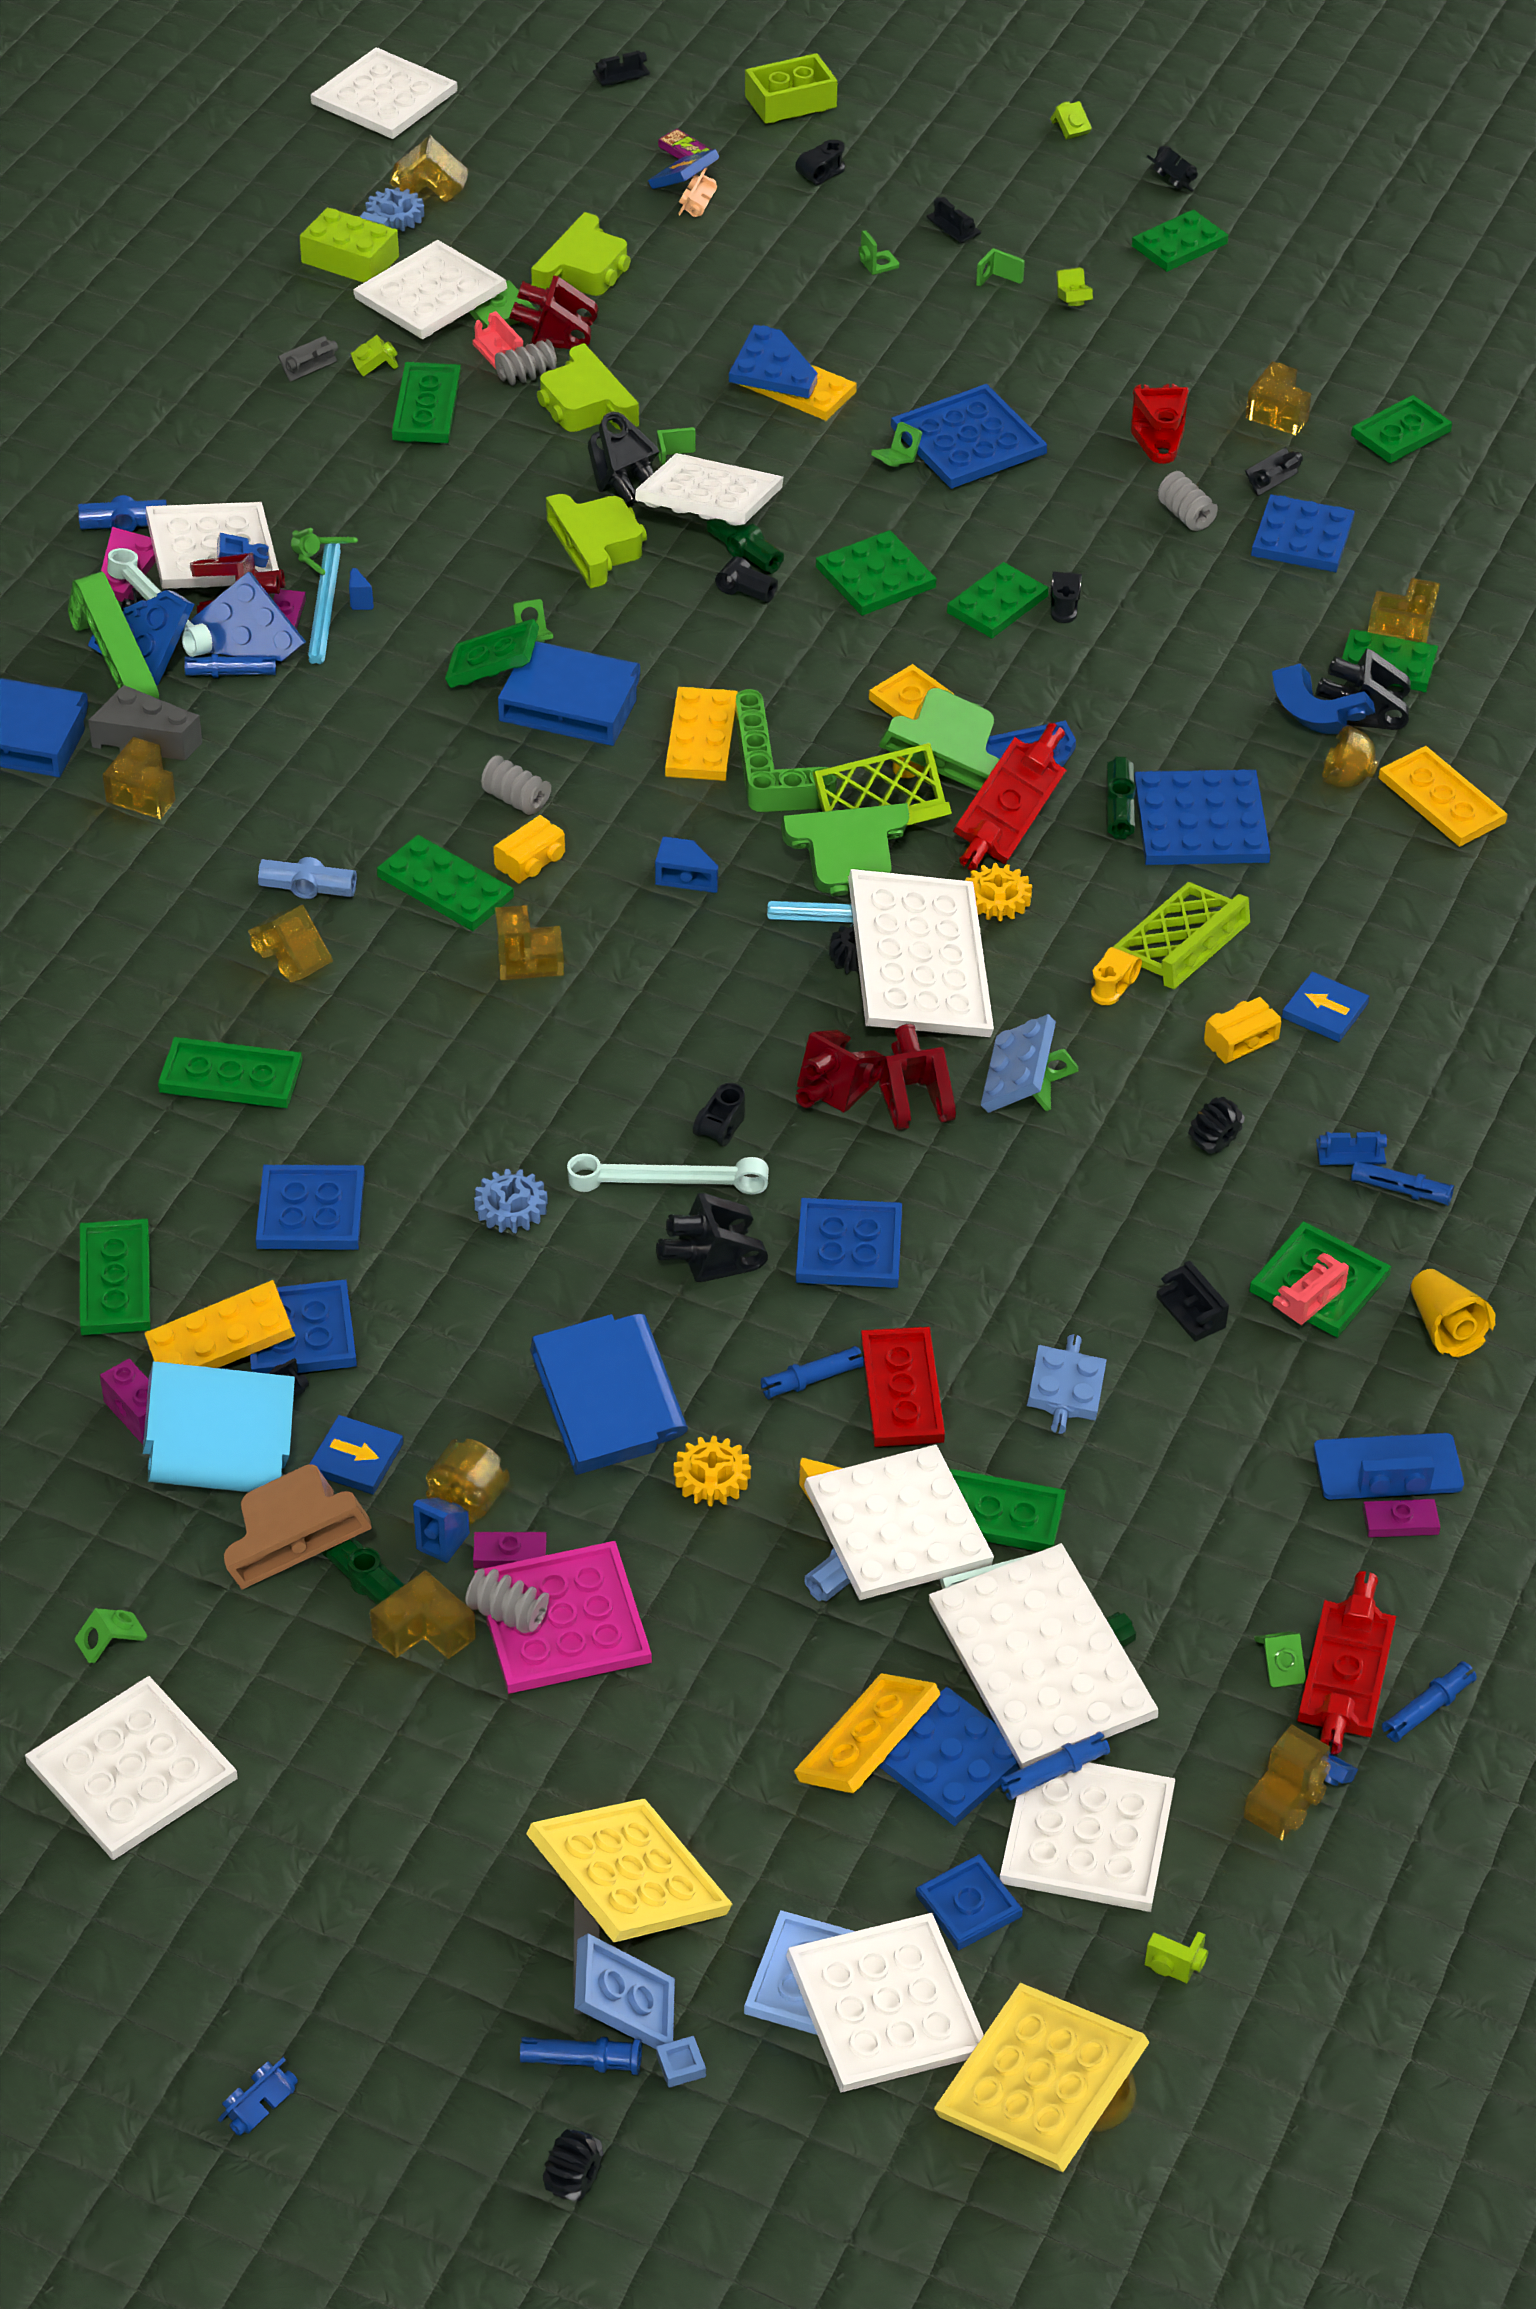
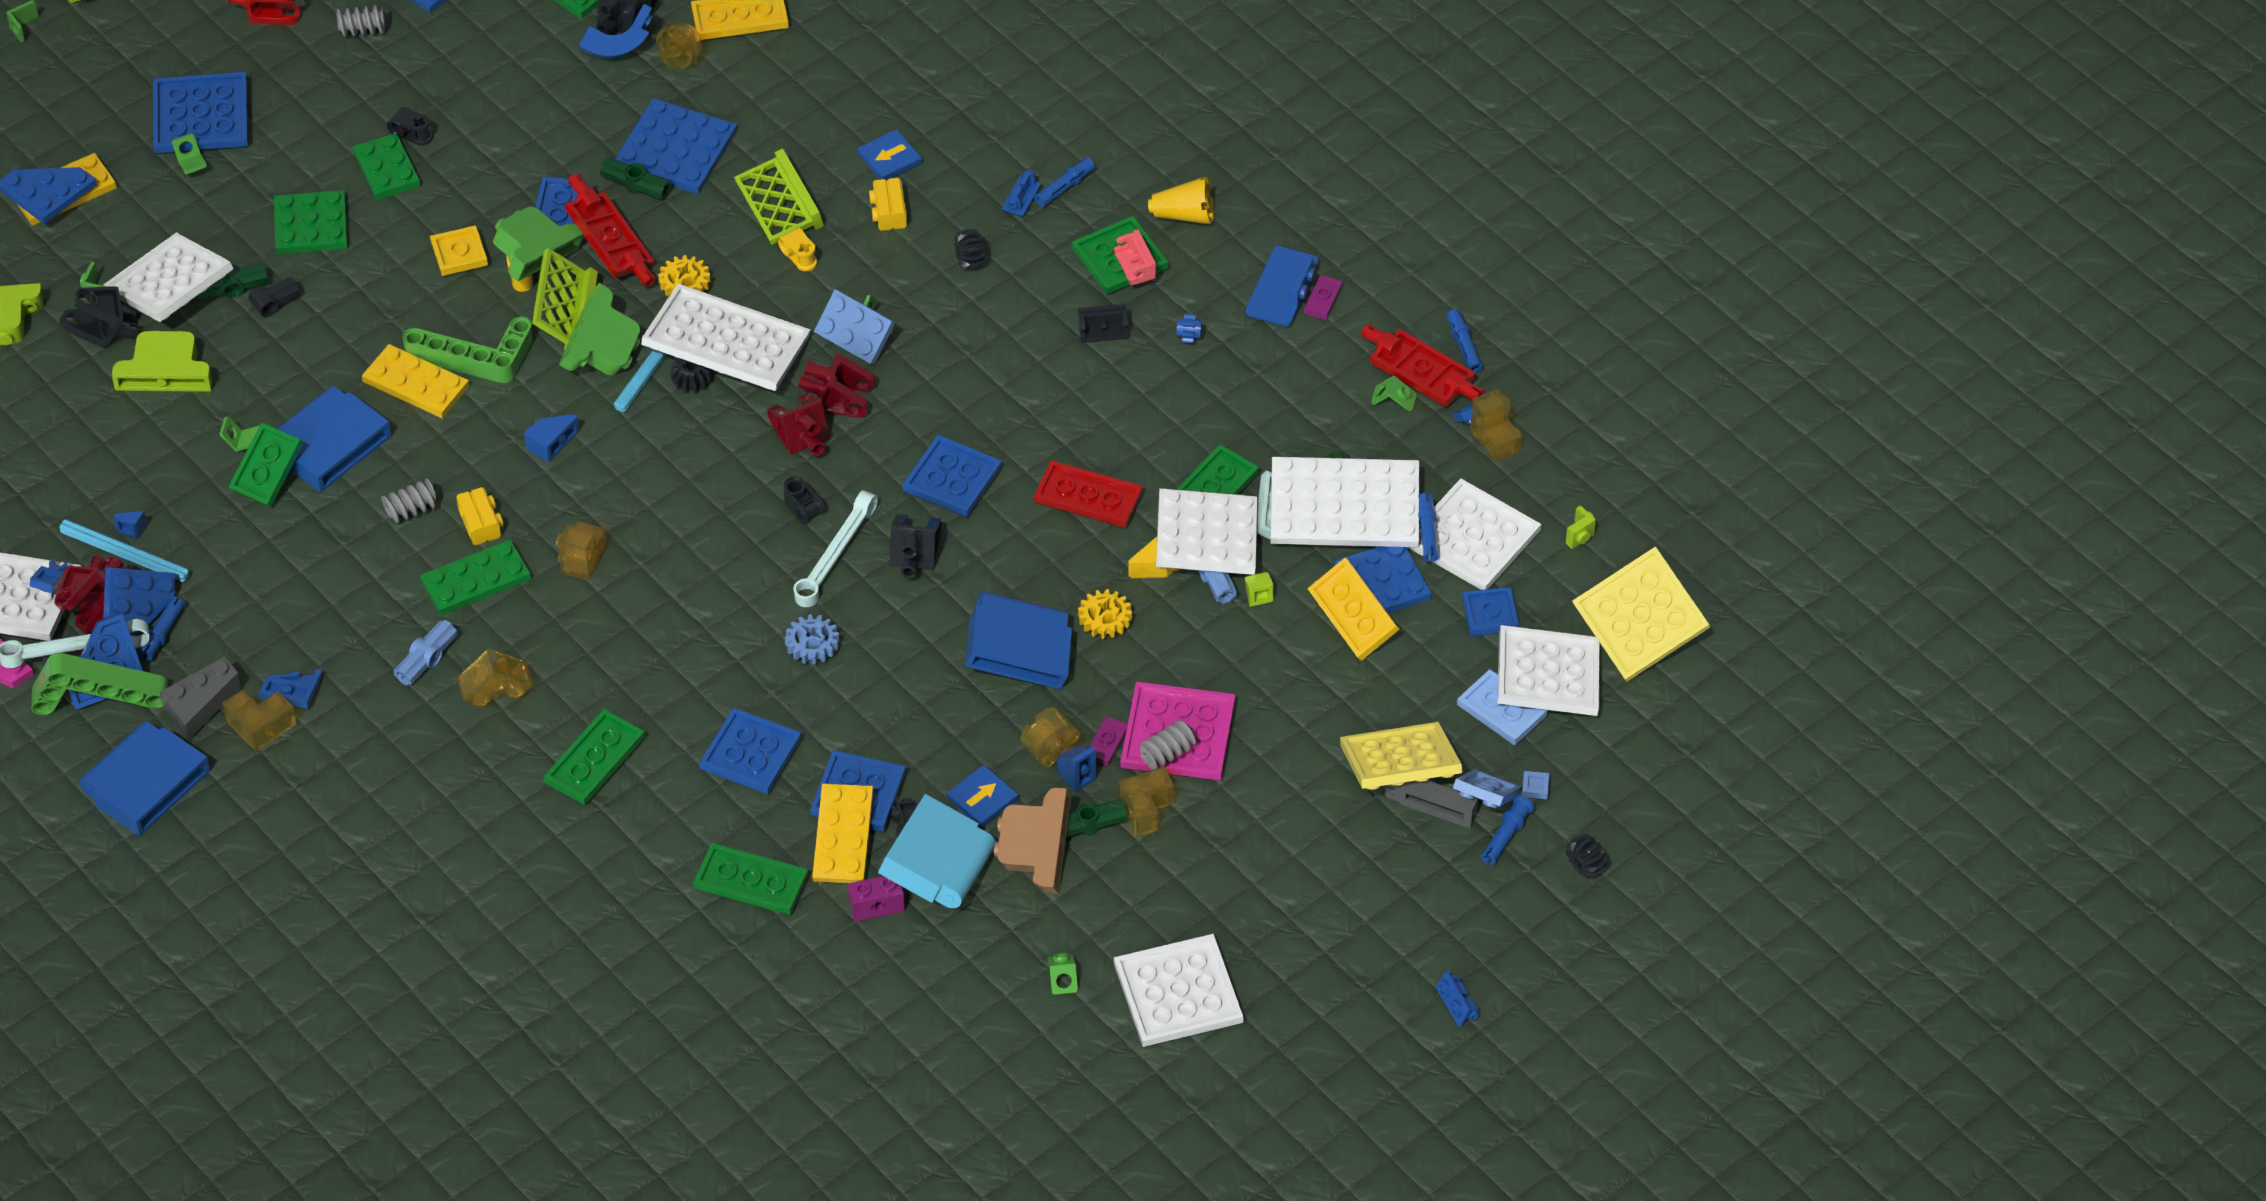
camera: 65 degrees left, 5 degrees up
(200, 793) = (294, 688): none -> blue wing
(307, 544) = (57, 536): bright green plant -> none
(799, 1376) = (1050, 543): blue pin -> none
(846, 1618) = (1259, 589): none -> lime slope
(1066, 1383) = (1130, 412): medium blue plate -> none
(1241, 1389) = (1189, 328): none -> blue gear

